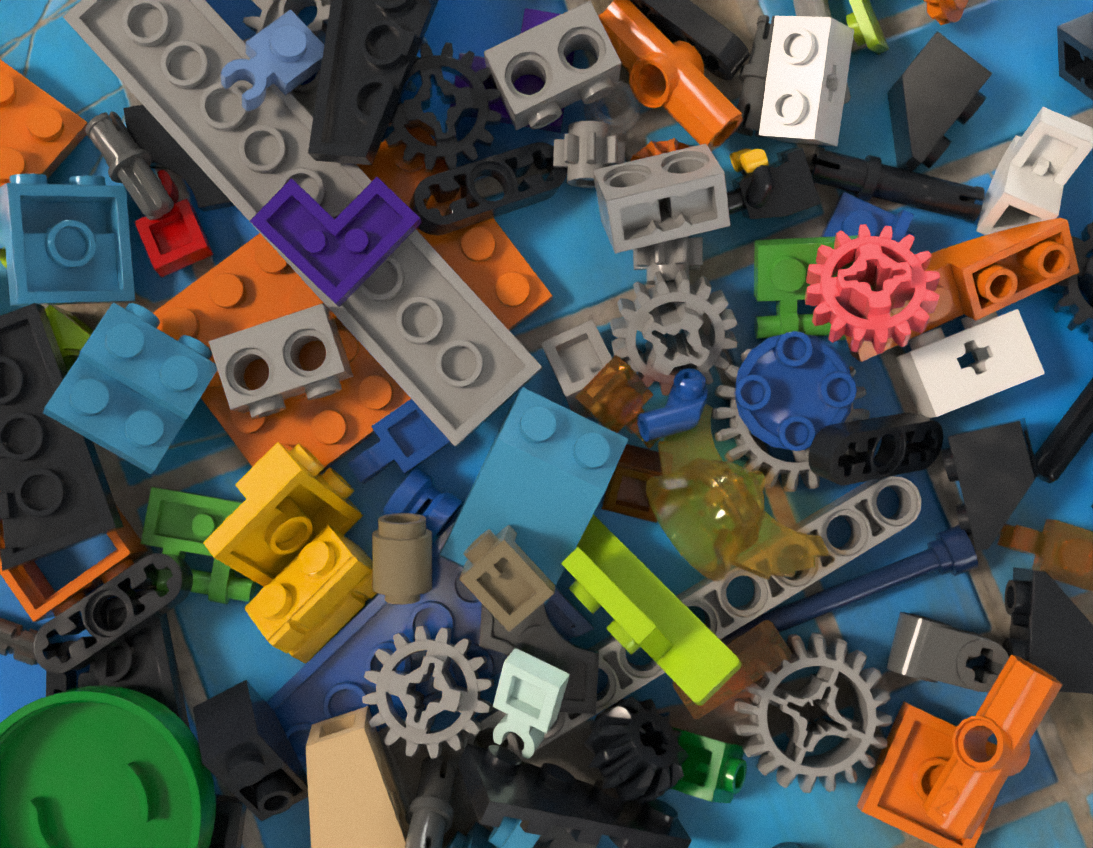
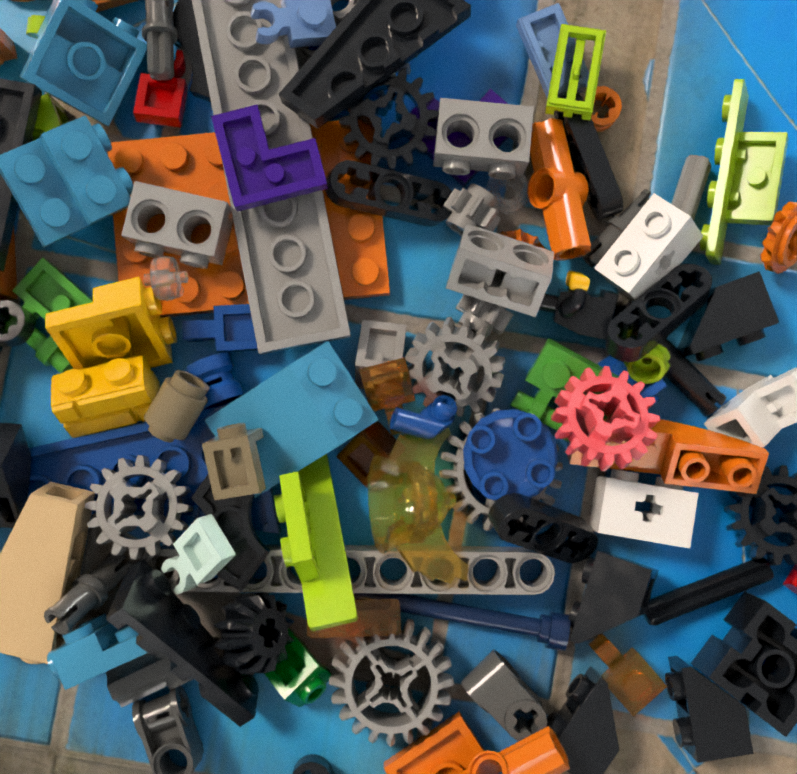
camera: 25 degrees right, 0 degrees up
(306, 426) = (166, 278): none -> clear piece
(862, 162) = (653, 329): none -> black beam
(884, 209) = (650, 370): none -> lime plate

